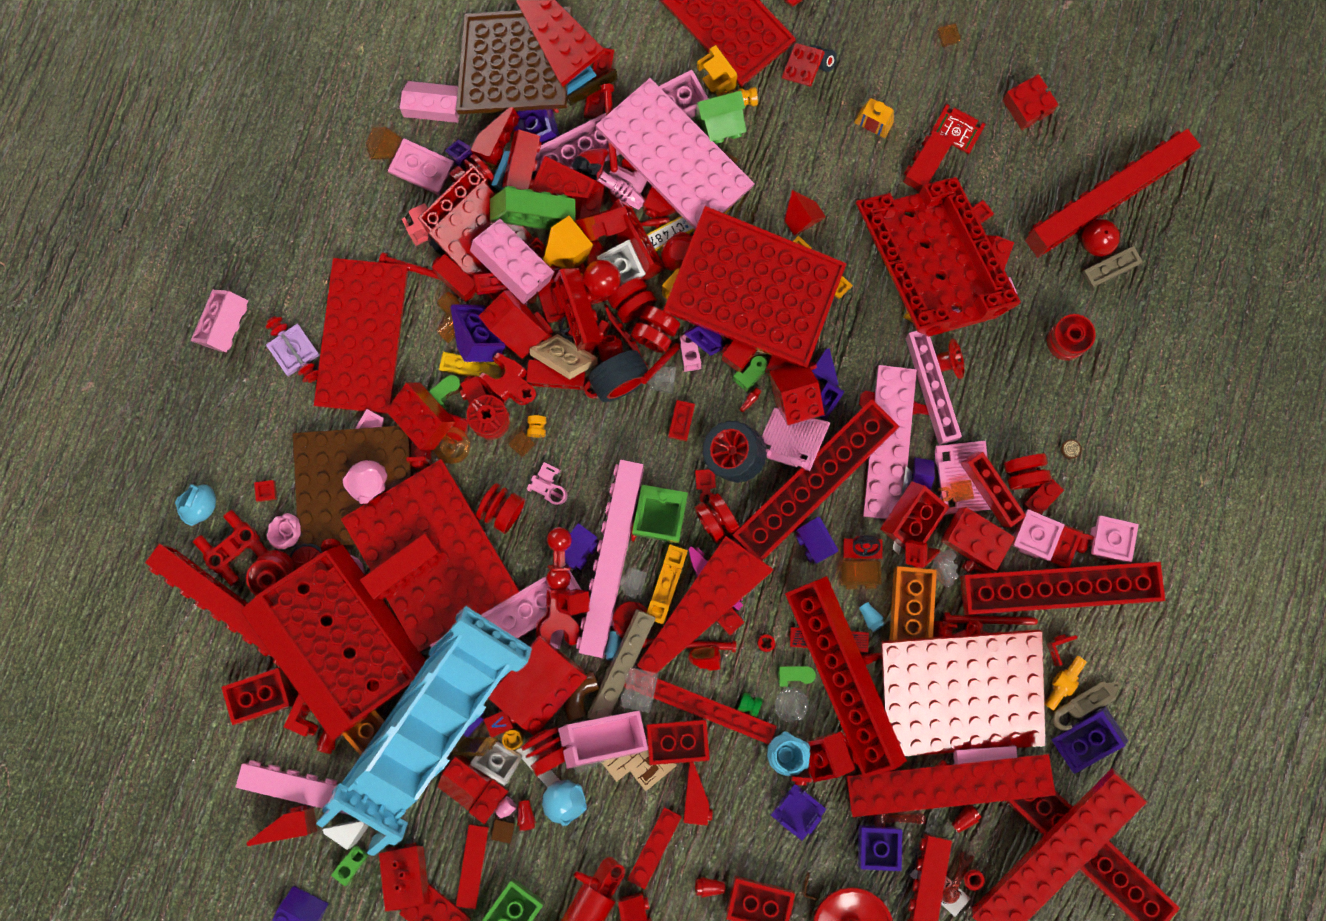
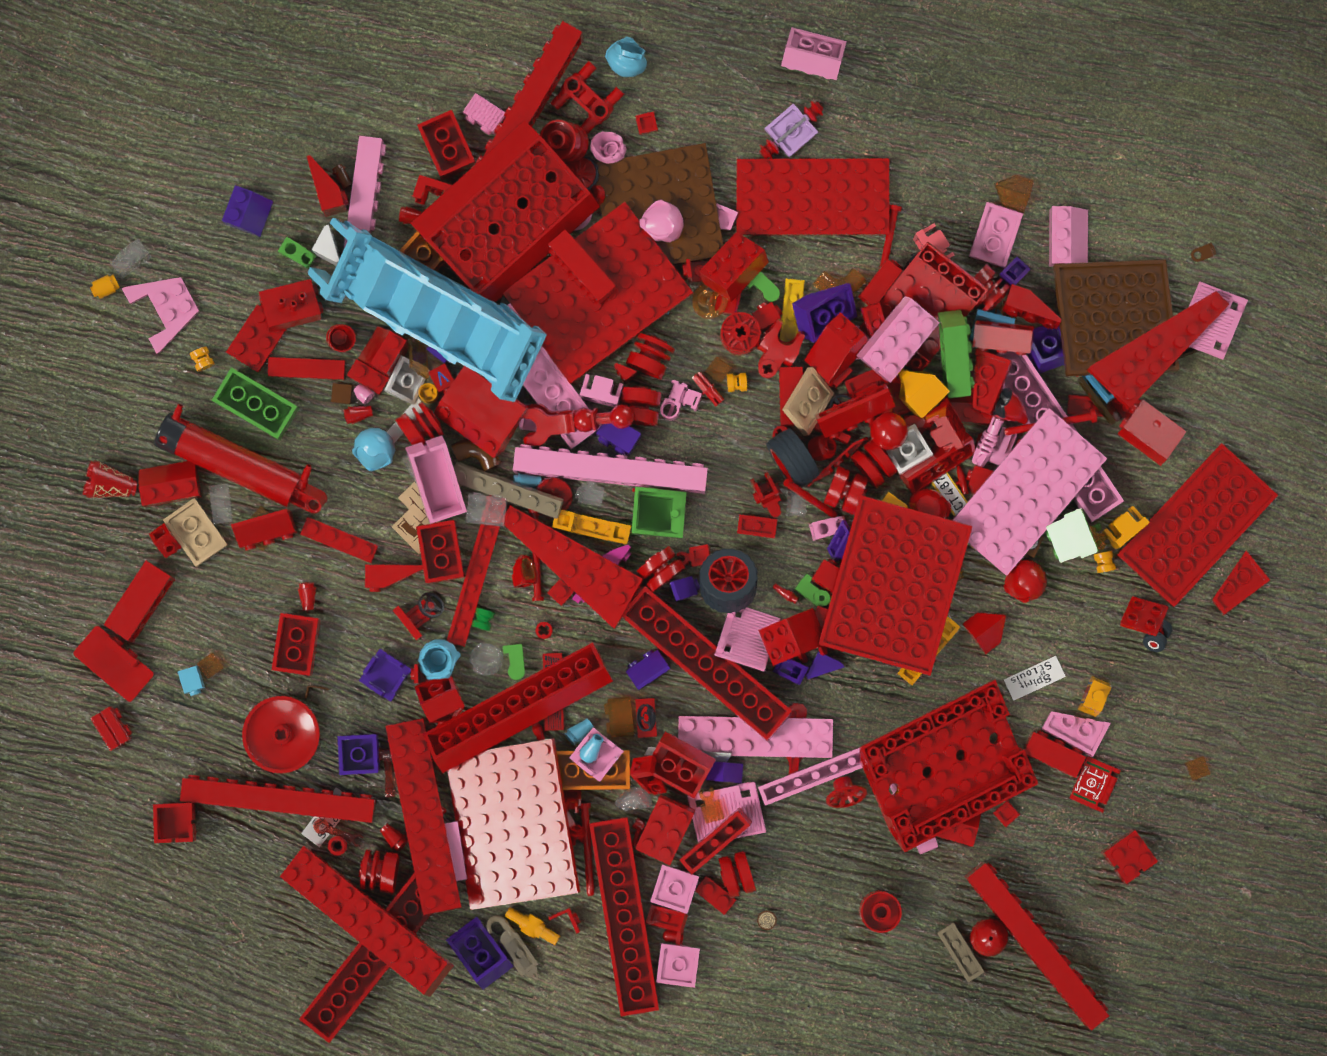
camera: 85 degrees right, 5 degrees up
(232, 655) = (484, 114): none -> bright pink brick
(276, 809) = (342, 176): none -> reddish brown pin
(441, 830) = (336, 339): none -> red helmet
(514, 535) = (625, 373): none -> red slope
(531, 560) = (601, 391): none -> bright pink panel
(539, 455) = (708, 388): none -> red axle
(543, 521) = (640, 400): none -> red wheel
(573, 602) = (563, 436): red brick -> none
(629, 39) = (1151, 432): none -> piece
(651, 406) = (767, 495): none -> red hinge
(737, 497) = (684, 588): none -> dark purple slope
(739, 770) = (419, 614): none -> red piece
(761, 169) = (1026, 581): none -> red helmet
(852, 174) = (1034, 678): none -> white sticker
(897, 603) = (591, 749): none -> medium azure cone
(900, 599) = (607, 756): none -> bright pink panel
(907, 139) = (1076, 731): none -> bright pink wing
(934, 543) = (657, 786): none -> red piece
(1003, 837) = (379, 871): none -> red wheel

